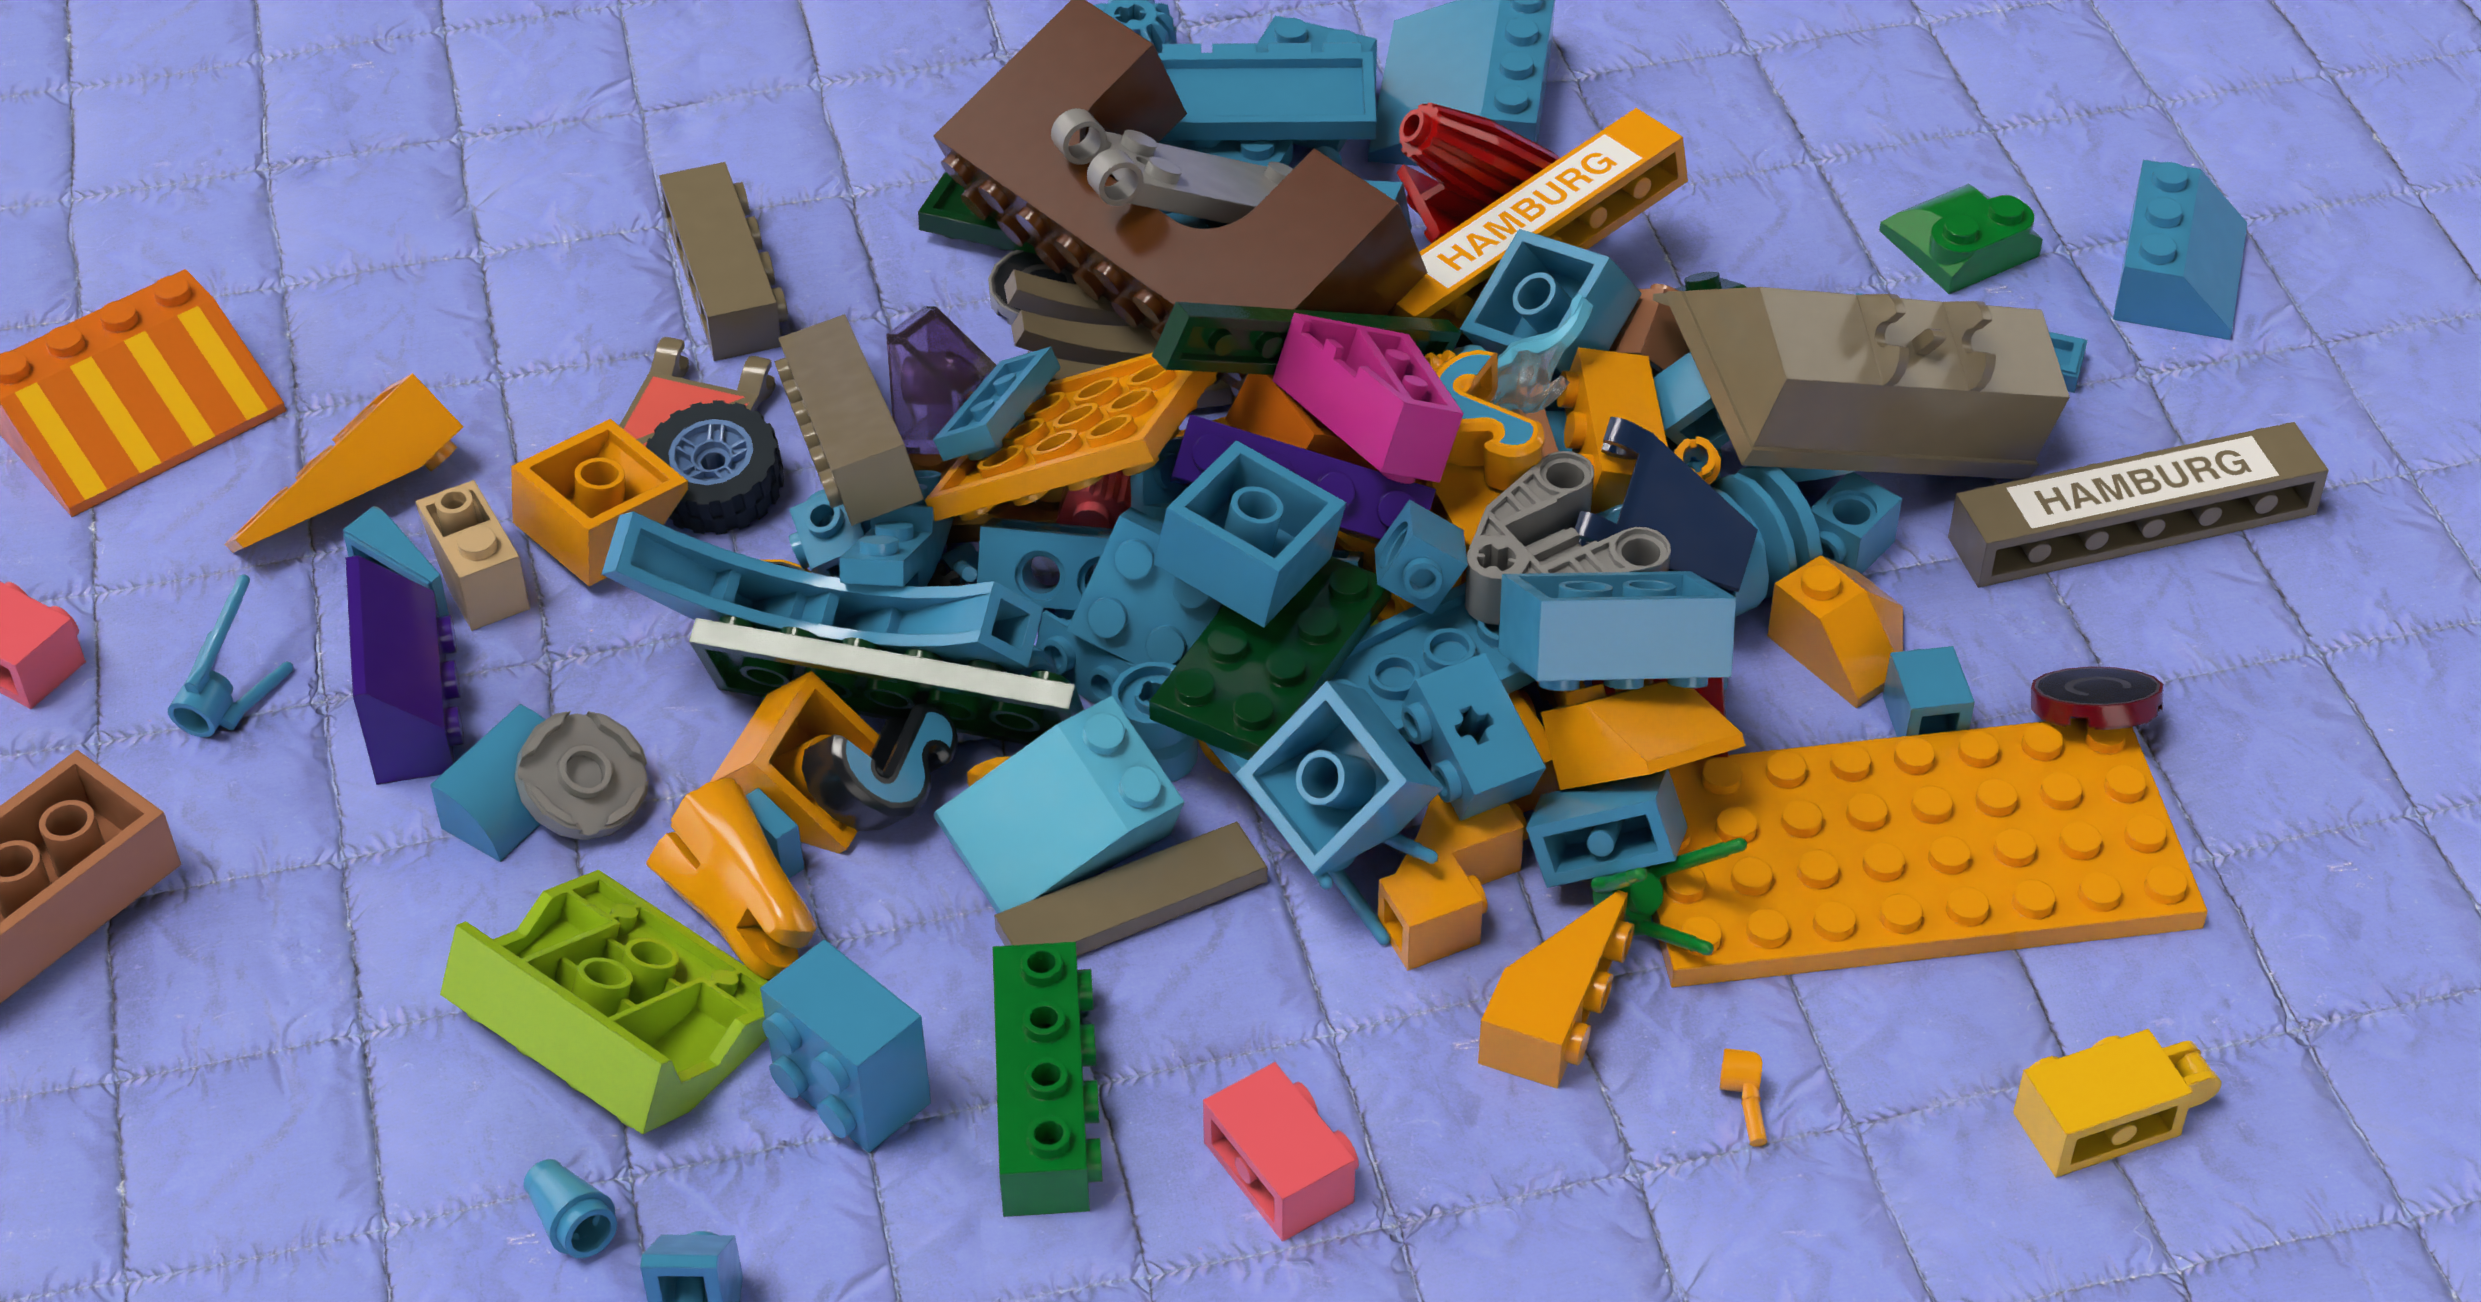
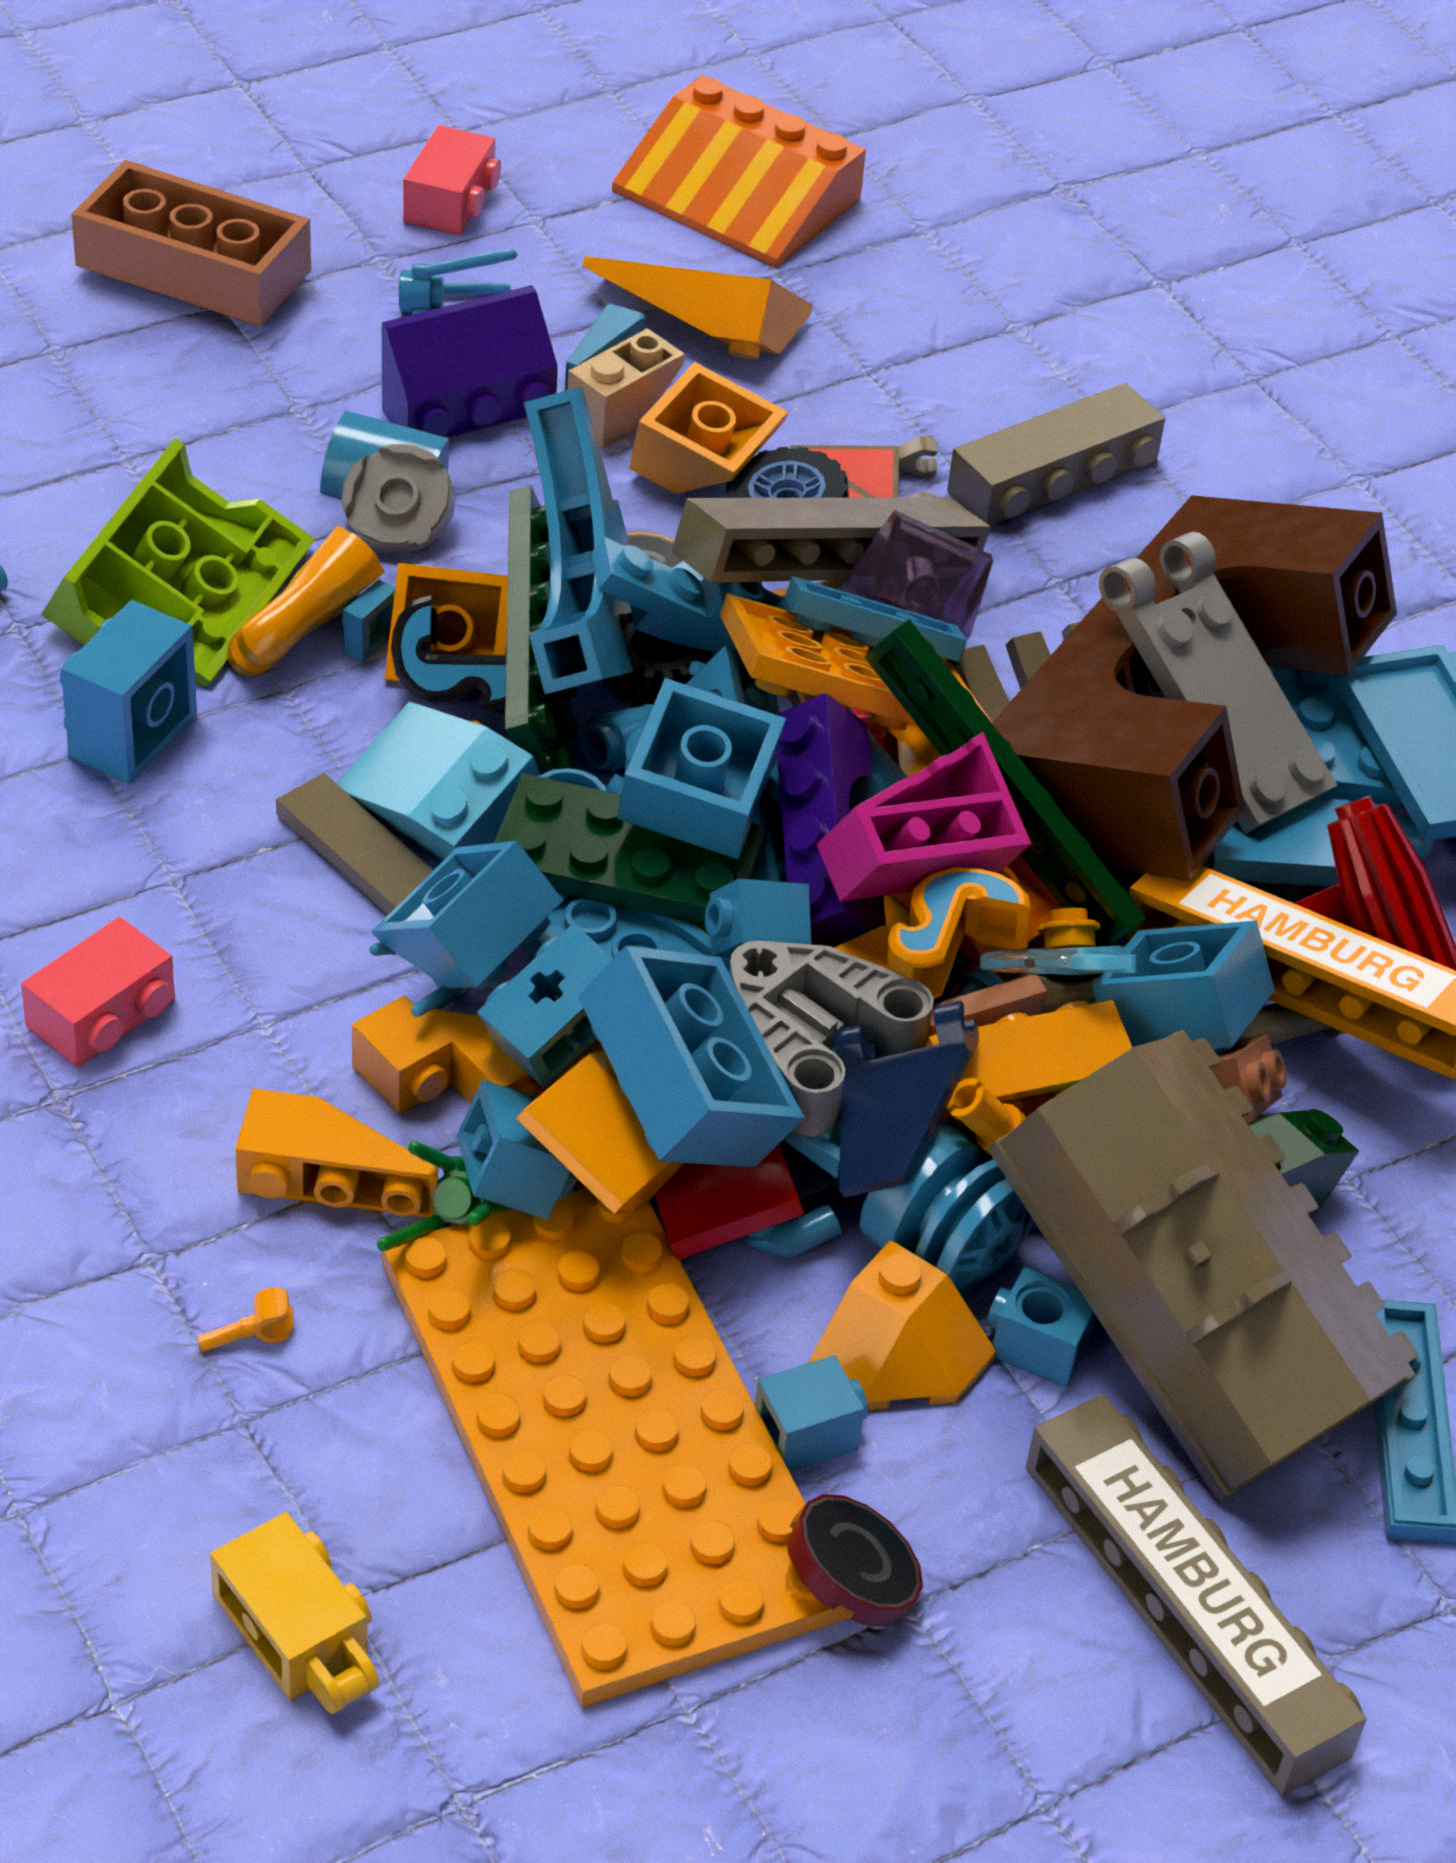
camera: 70 degrees right, 0 degrees up
(1041, 1082) = (147, 828): green brick -> none

